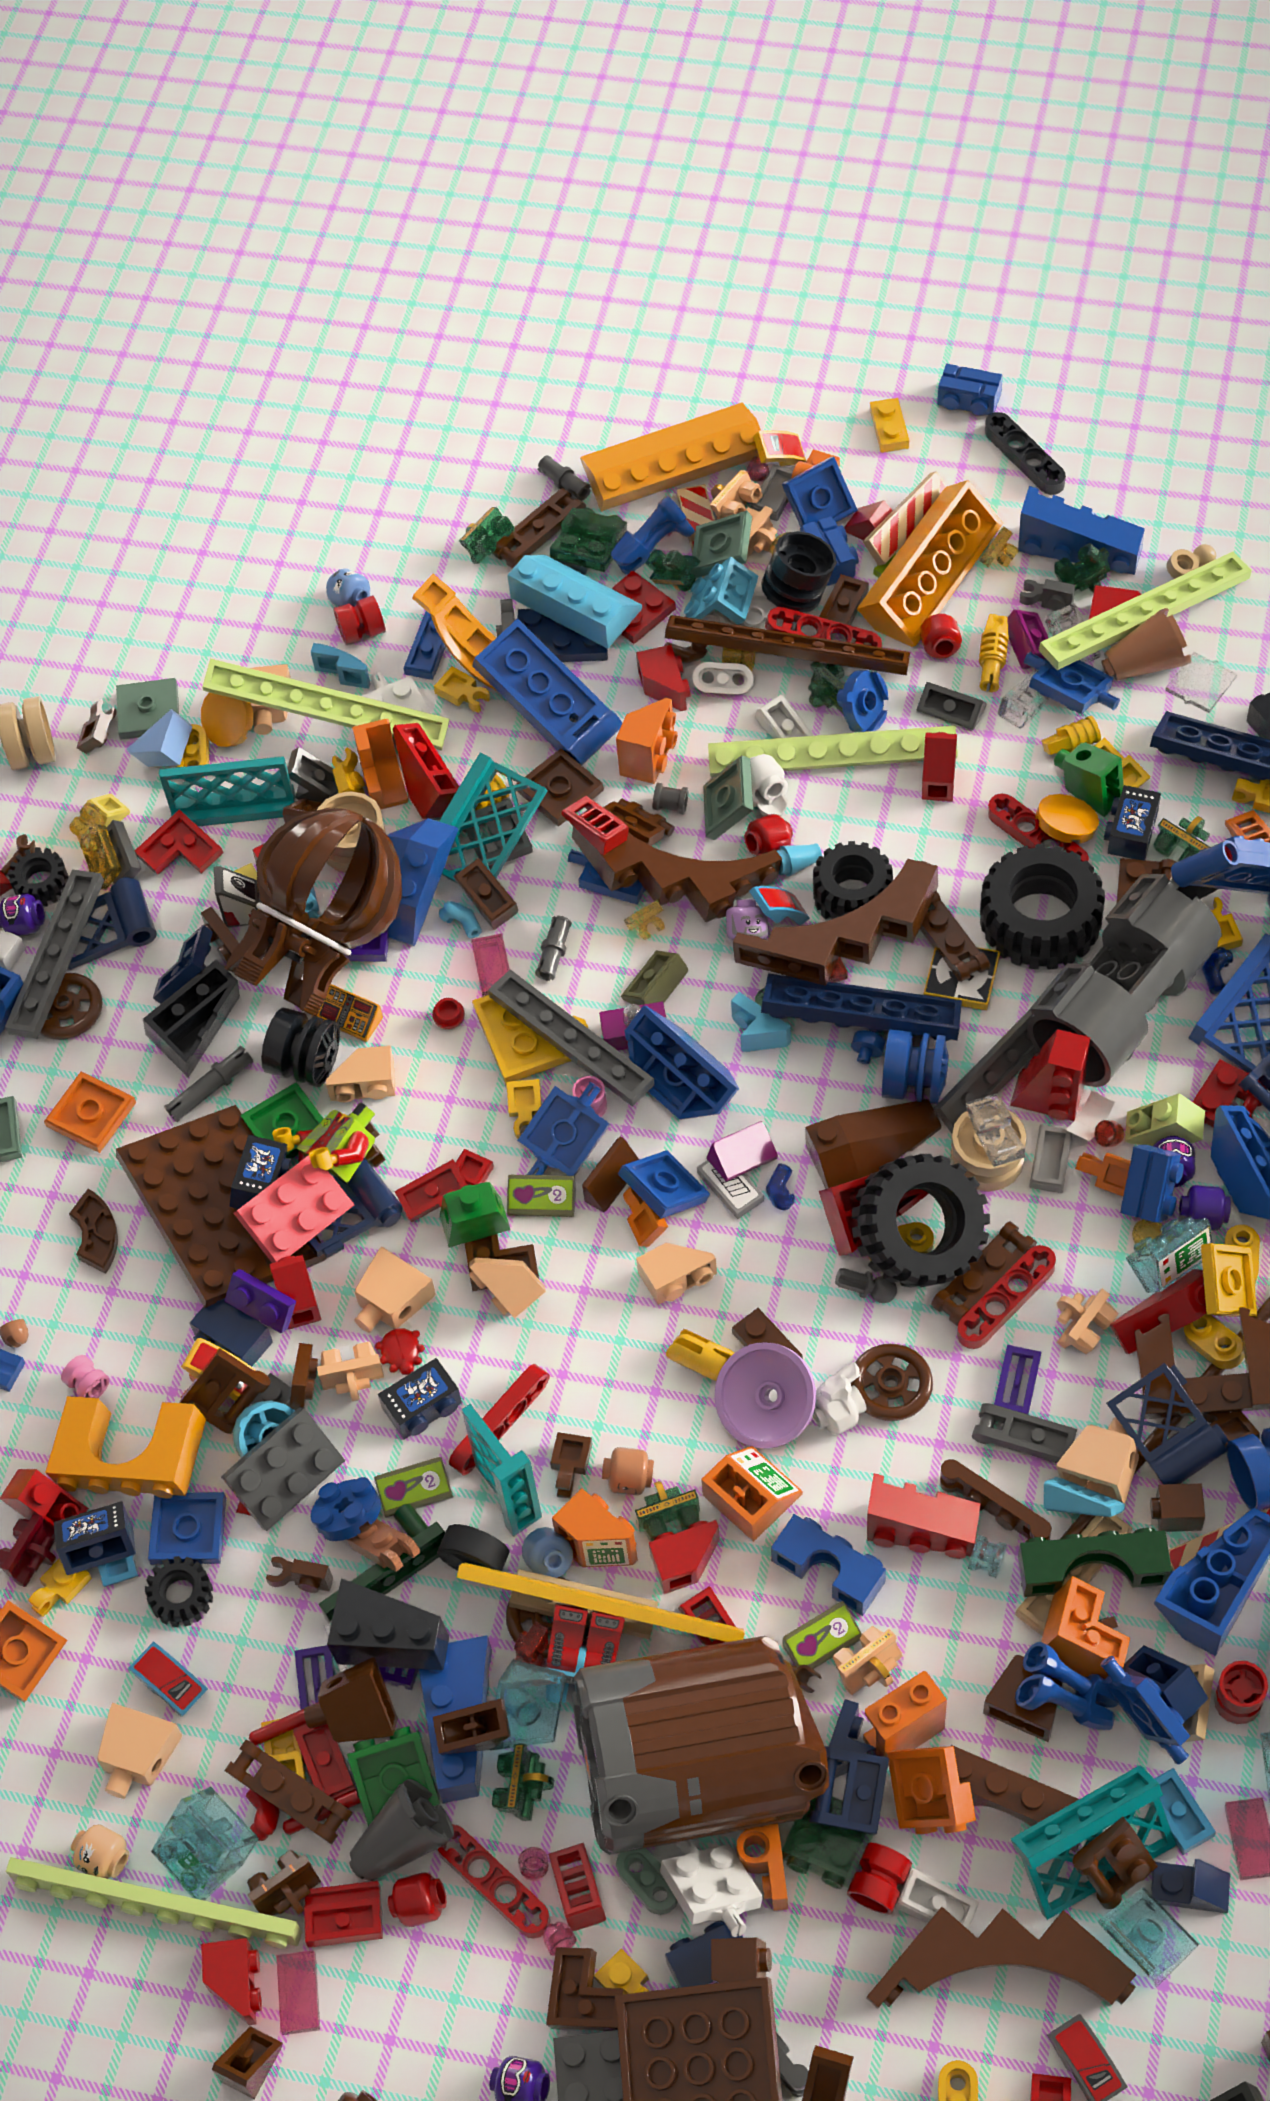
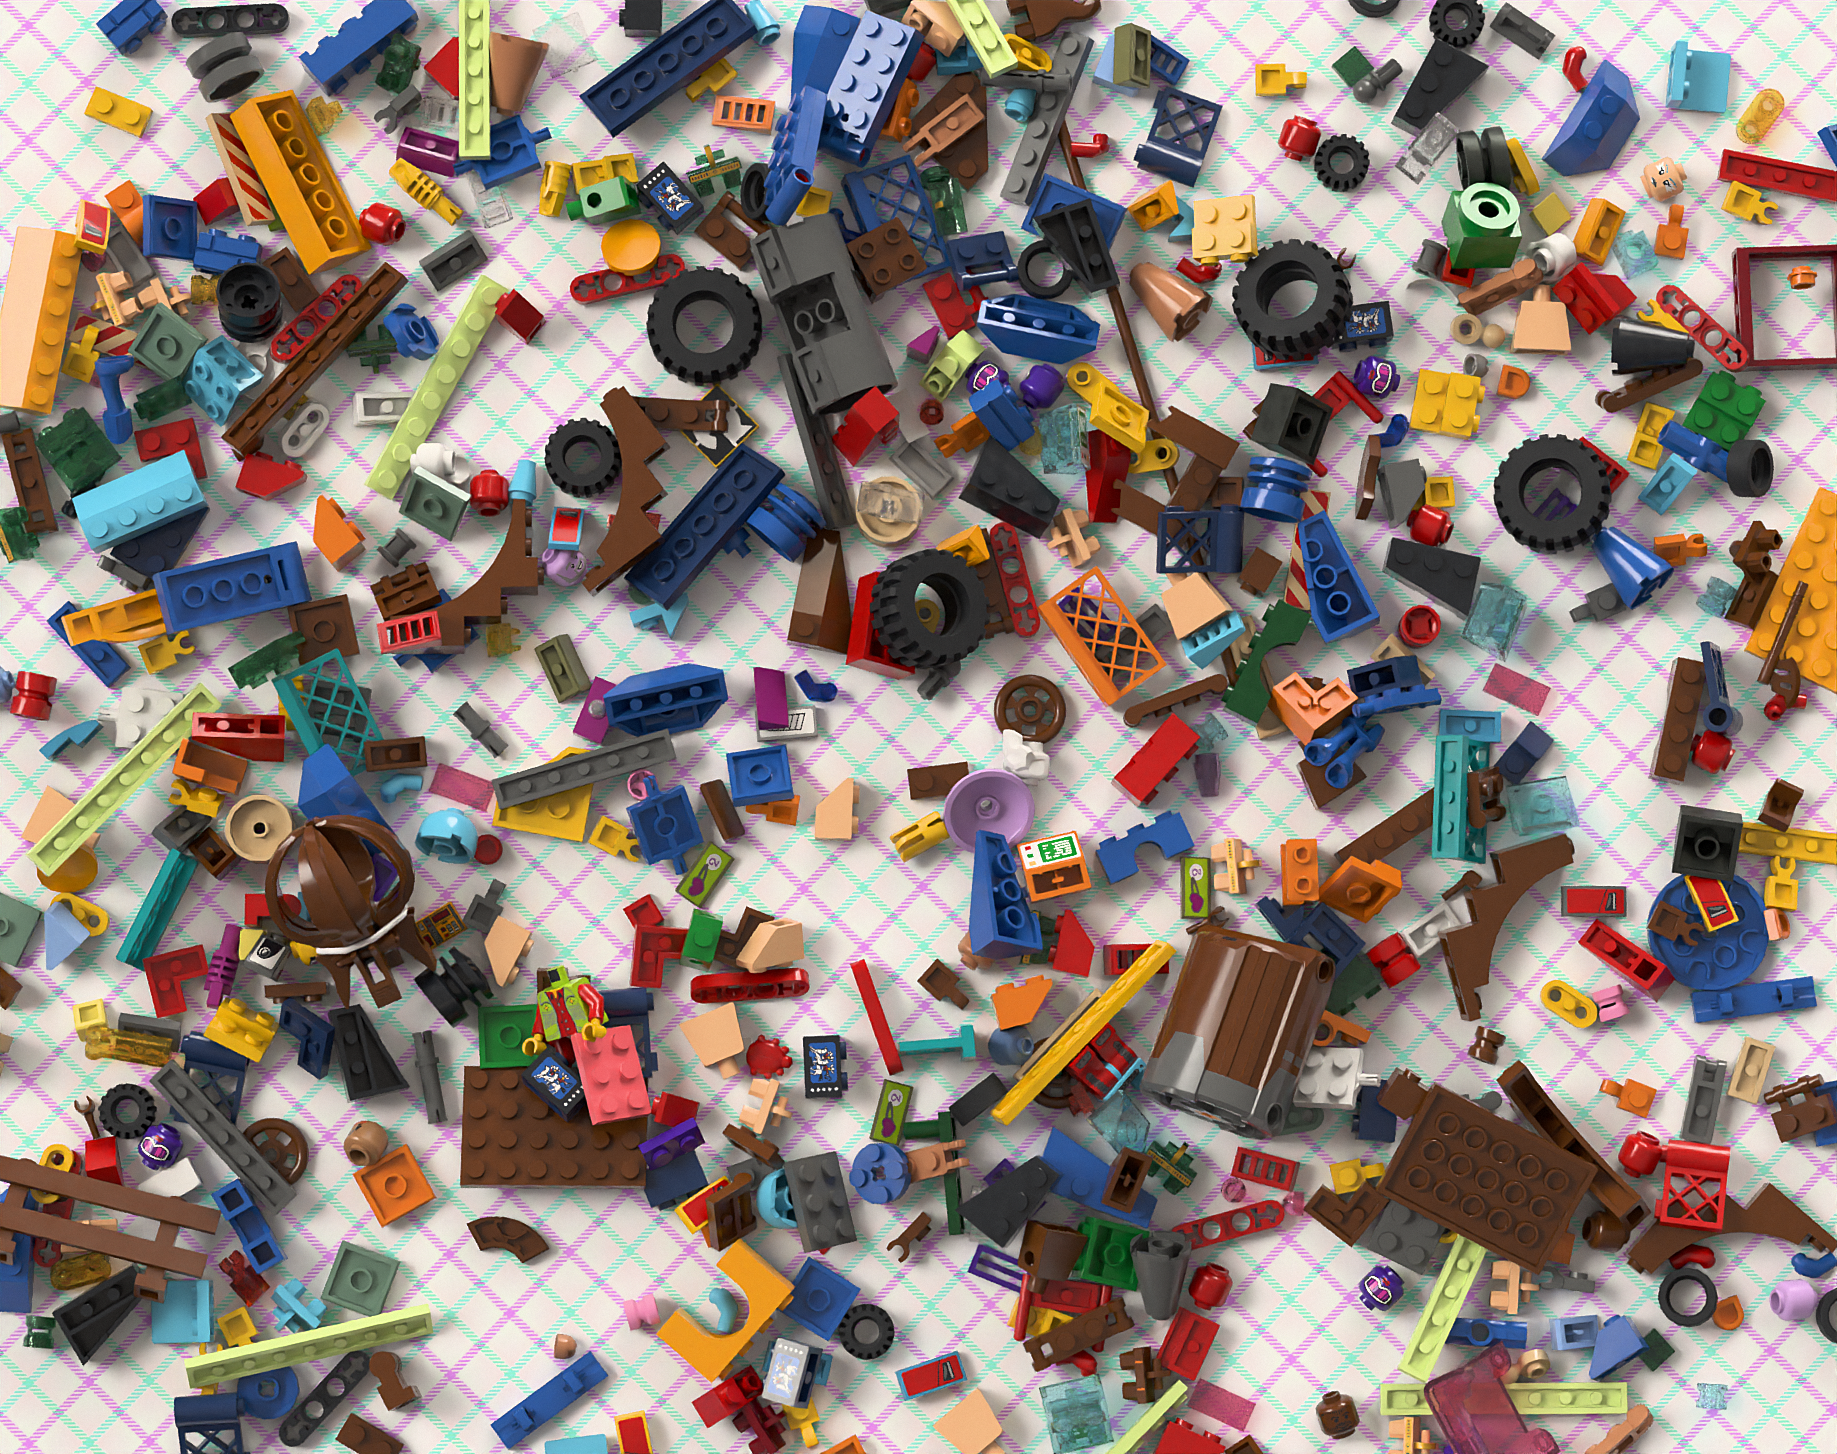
camera: 70 degrees left, 25 degrees up
(114, 1063) = (365, 1143): none -> medium nougat head
(134, 1447) = (727, 1306): none -> medium azure arm
(160, 911) = (242, 1029): none -> yellow plate
(200, 875) = (223, 967): none -> magenta hinge
(397, 1038) = (484, 910): none -> dark grey plate
(439, 970) = (449, 835): none -> medium azure cylinder
(482, 1320) = (715, 987): none -> red beam
(503, 744) = (269, 659): none -> clear green plate
(674, 1457) = (998, 909): none -> blue wedge
(683, 497) = (81, 358): none -> yellow plate
(854, 2036) = (1486, 1045): none -> reddish brown wheel
(945, 1580) = (1208, 773): none -> clear purple cone
(977, 1387) = (1081, 654): none -> orange fence
(982, 455) = (225, 67): none -> dark grey wheel
(1005, 1225) = (967, 544): none -> light orange slope
(1019, 1909) = (1470, 879): none -> reddish brown hand
(1084, 1233) = (1009, 490): none -> black wedge
(1164, 1079) = (923, 347): none -> magenta slope
(1217, 1007) = (885, 259): none -> reddish brown bracket

